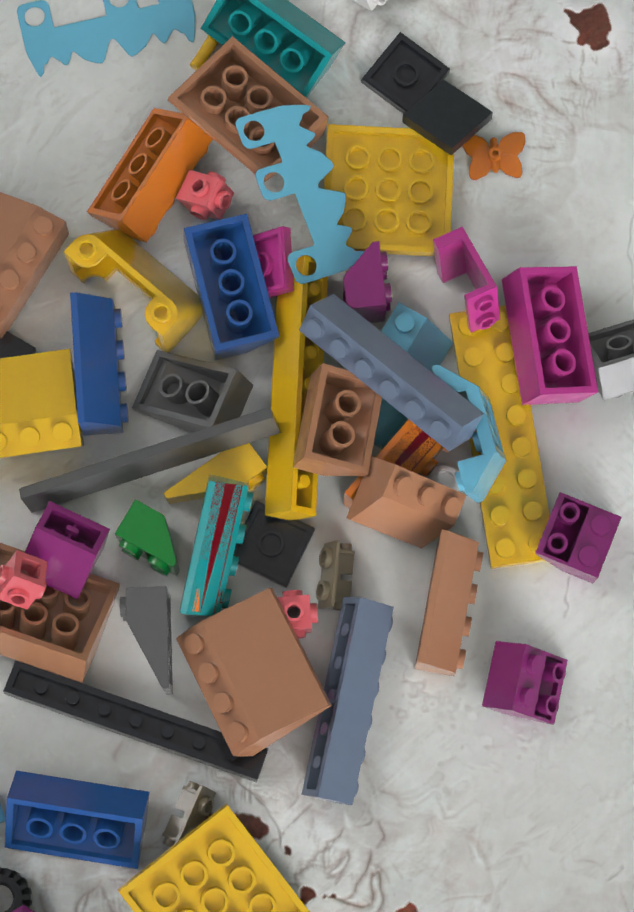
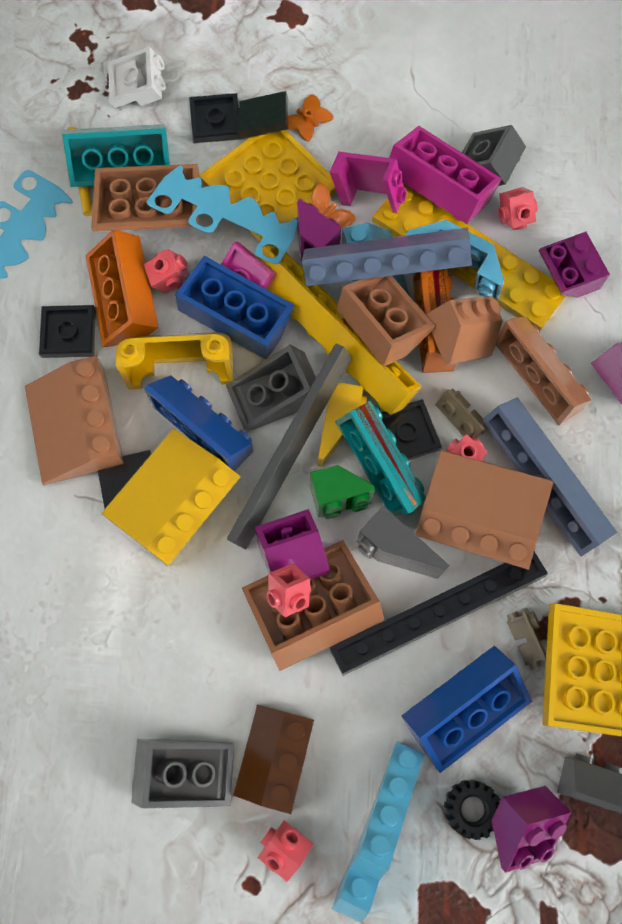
camera: 45 degrees left, 5 degrees down
(69, 169) = (67, 331): none -> black tile
(407, 271) = (321, 199): none -> orange piece
(589, 434) = (517, 208): none -> coral brick

